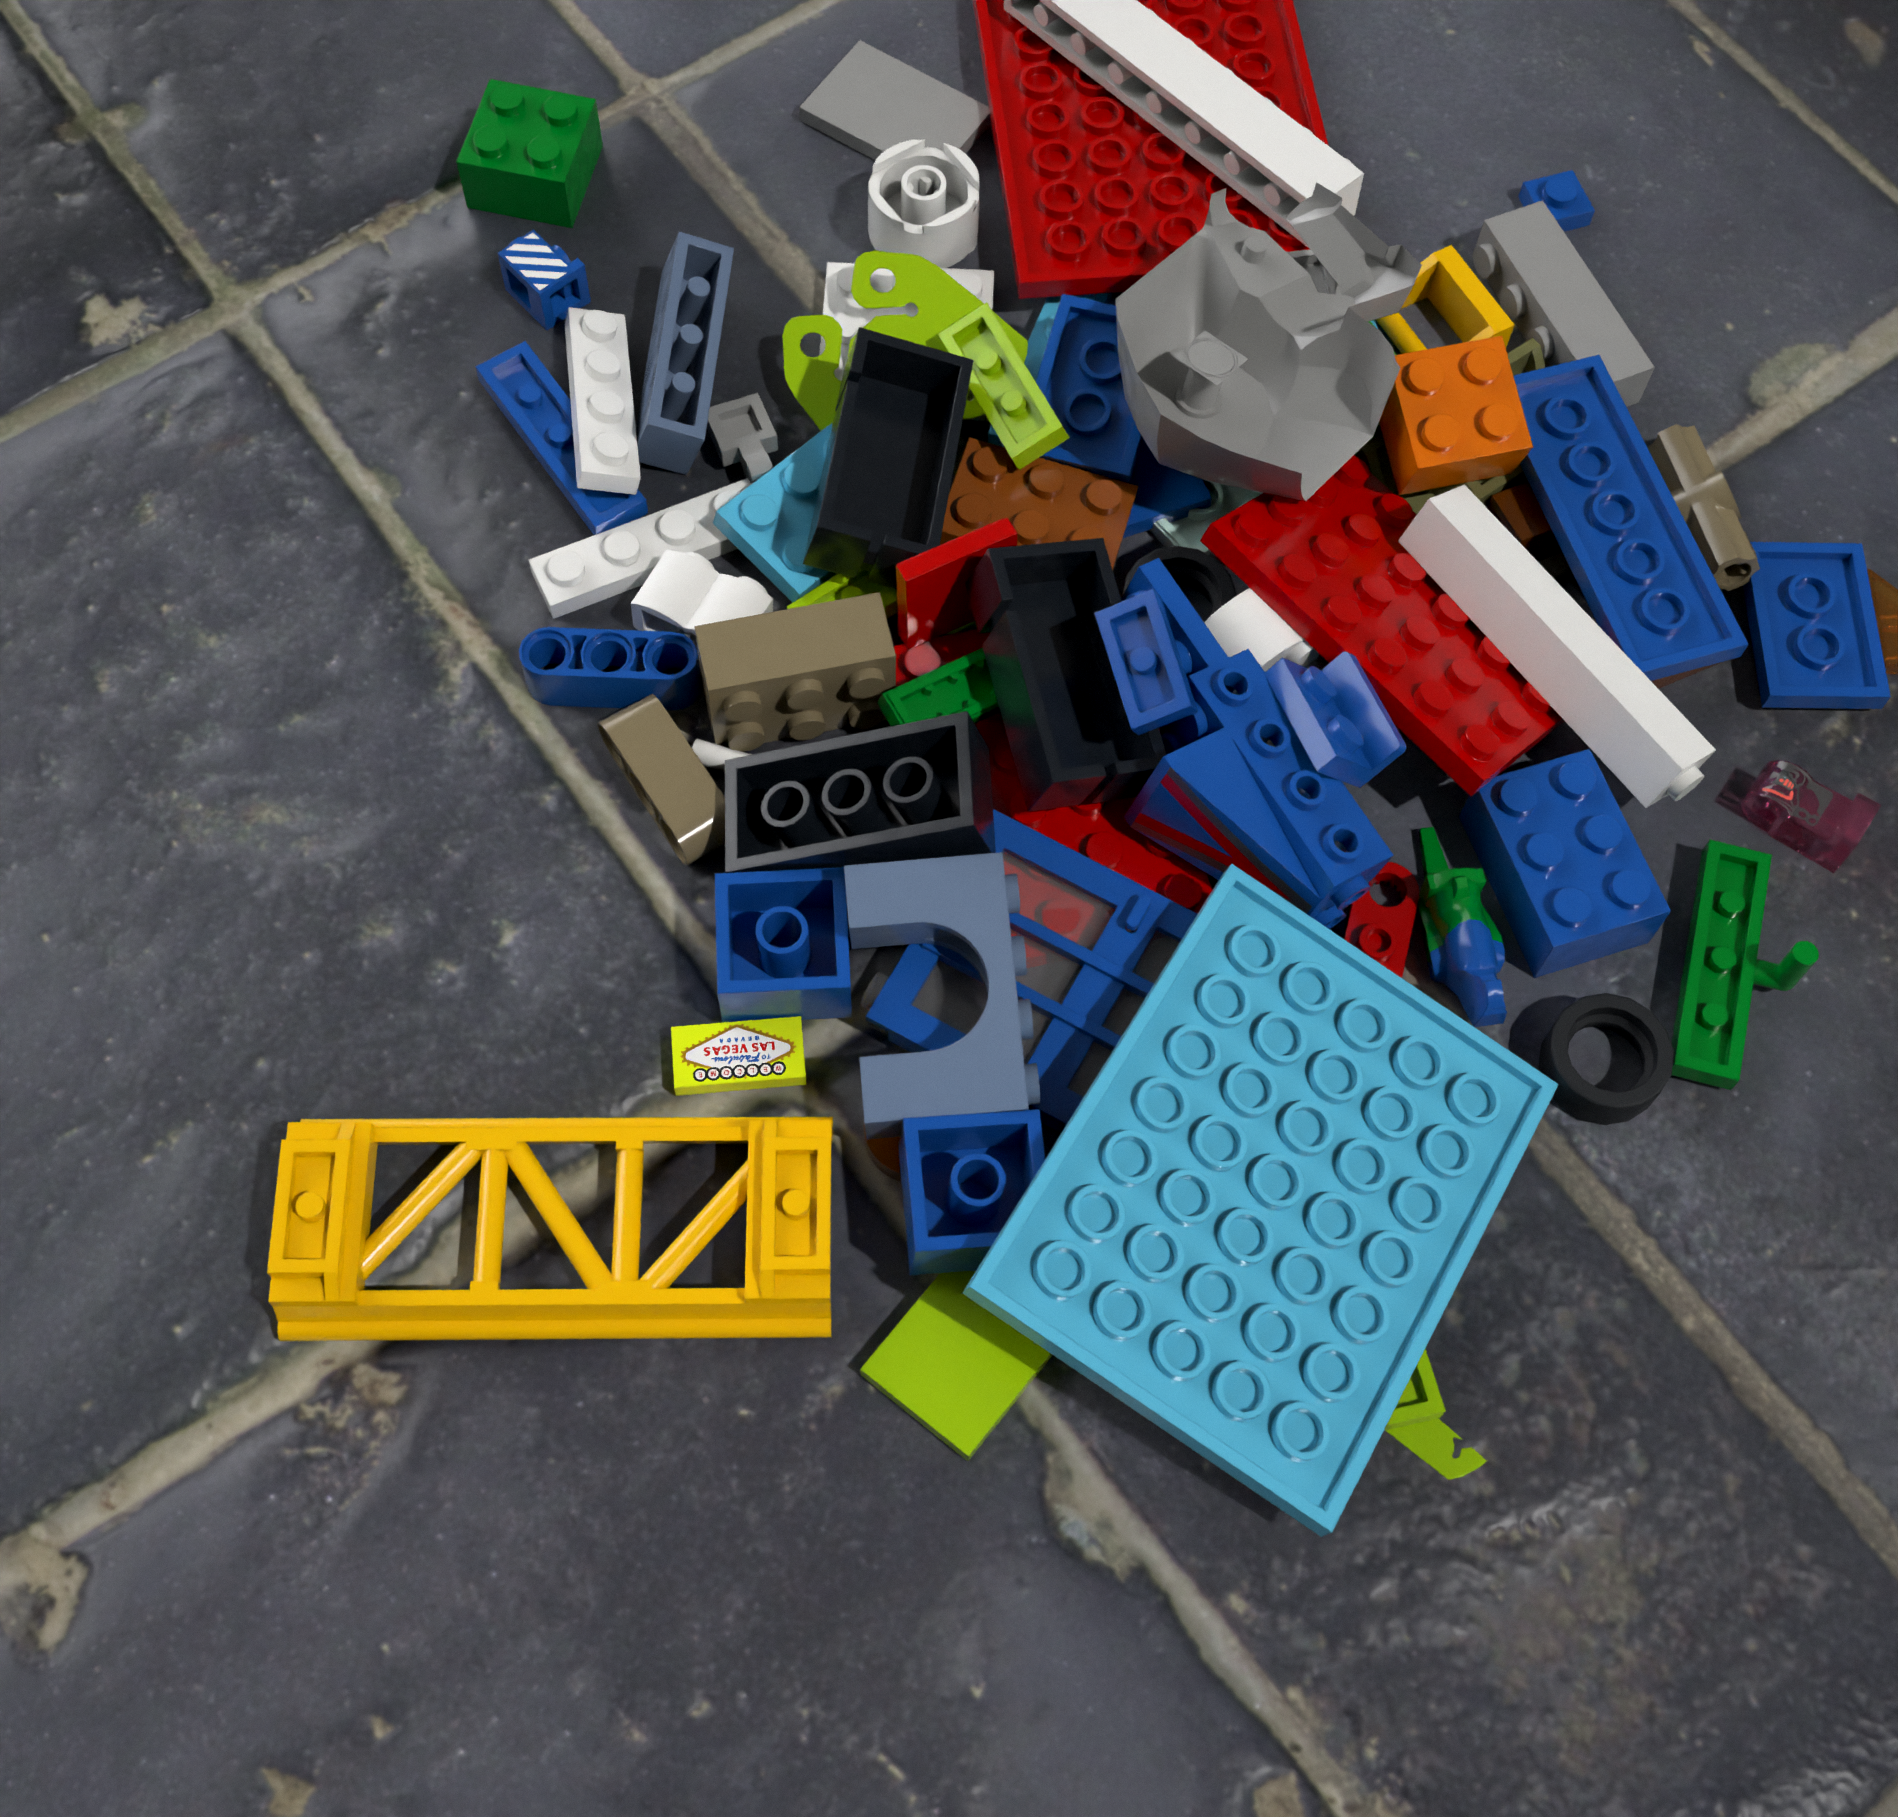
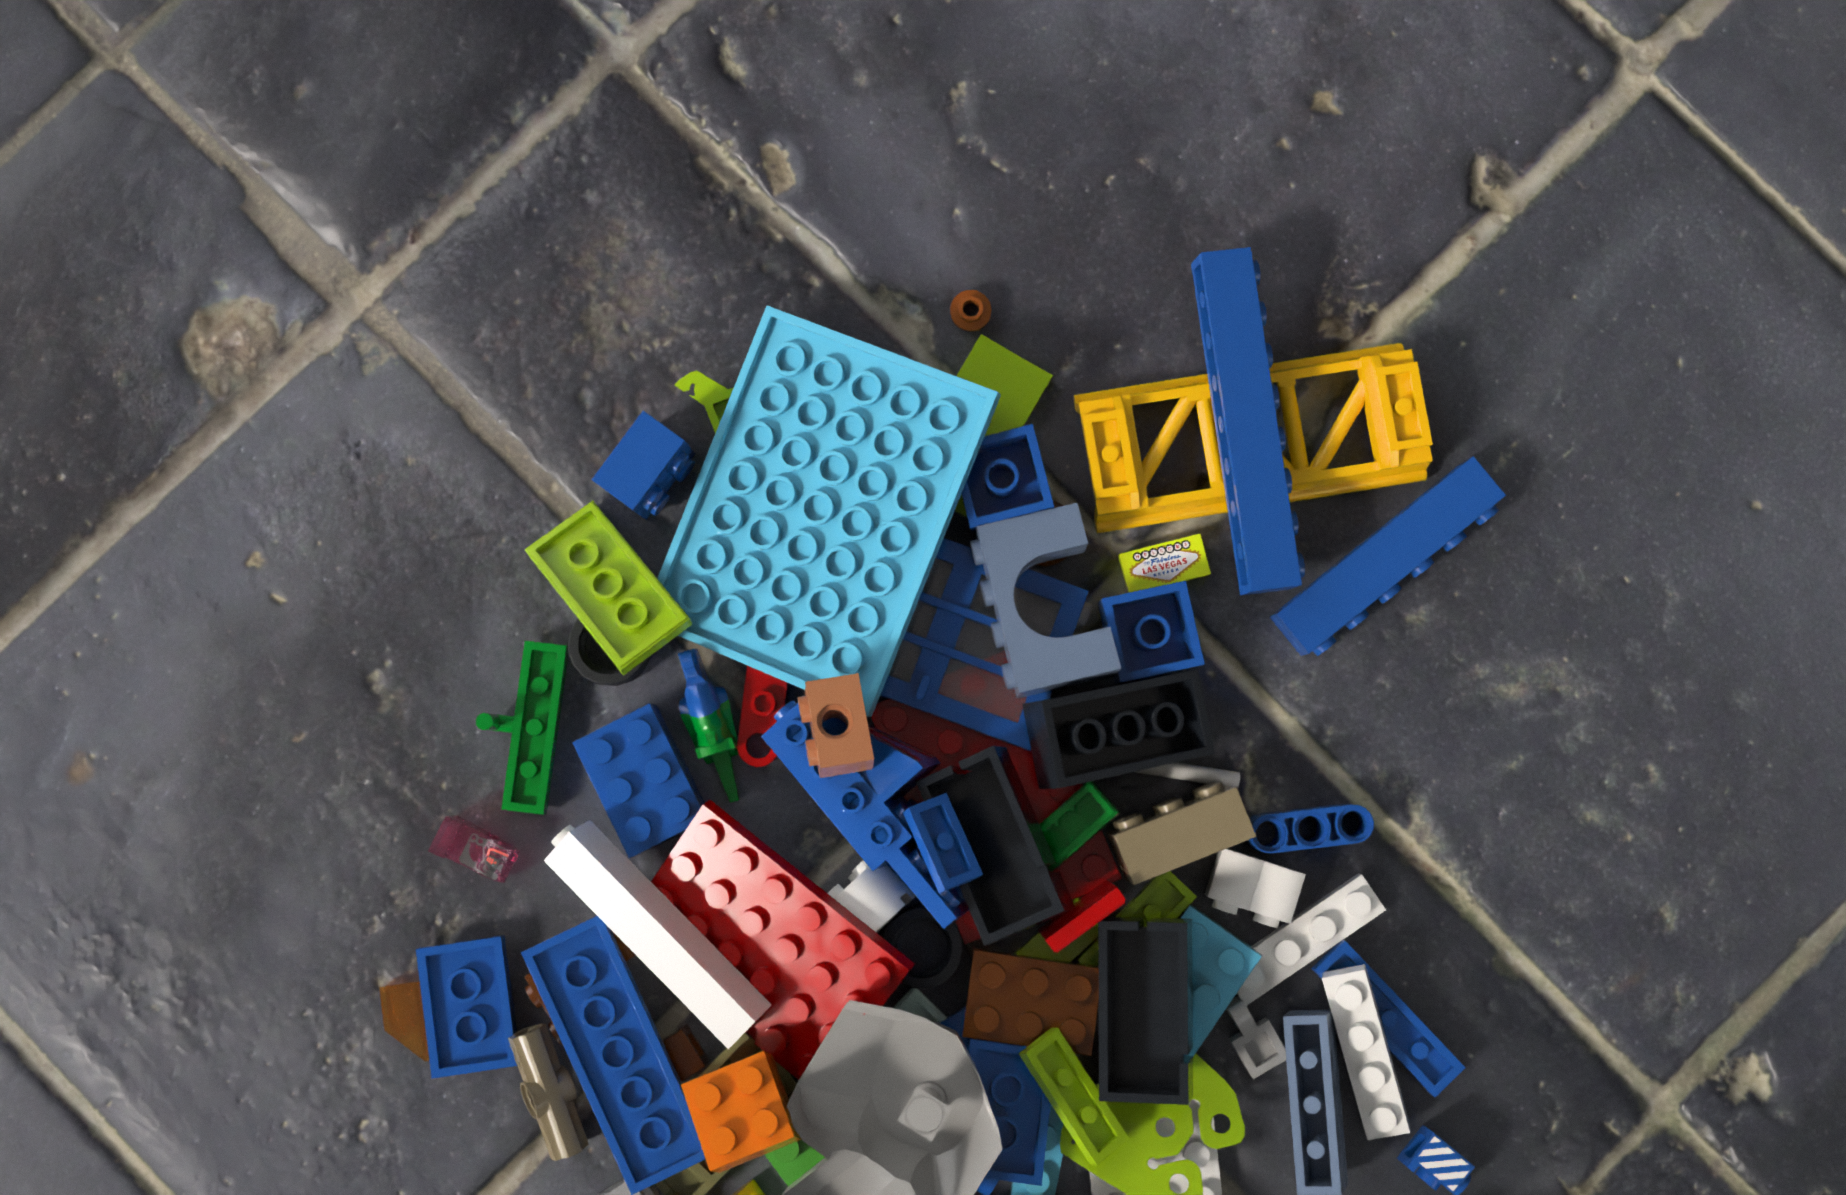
camera: 175 degrees right, 20 degrees up
(392, 1009) = (1388, 556): none -> blue brick
(566, 1230) = (1246, 421): none -> blue brick
(667, 777) = (1253, 751): dark tan beam -> none
(979, 1523) = (970, 323): none -> dark orange plate
(1278, 786) = (840, 699): none -> nougat brick
(1337, 718) = (808, 830): blue bracket -> none
(1545, 1299) = (645, 466): none -> blue brick
(1611, 1133) = (608, 587): none -> lime tile

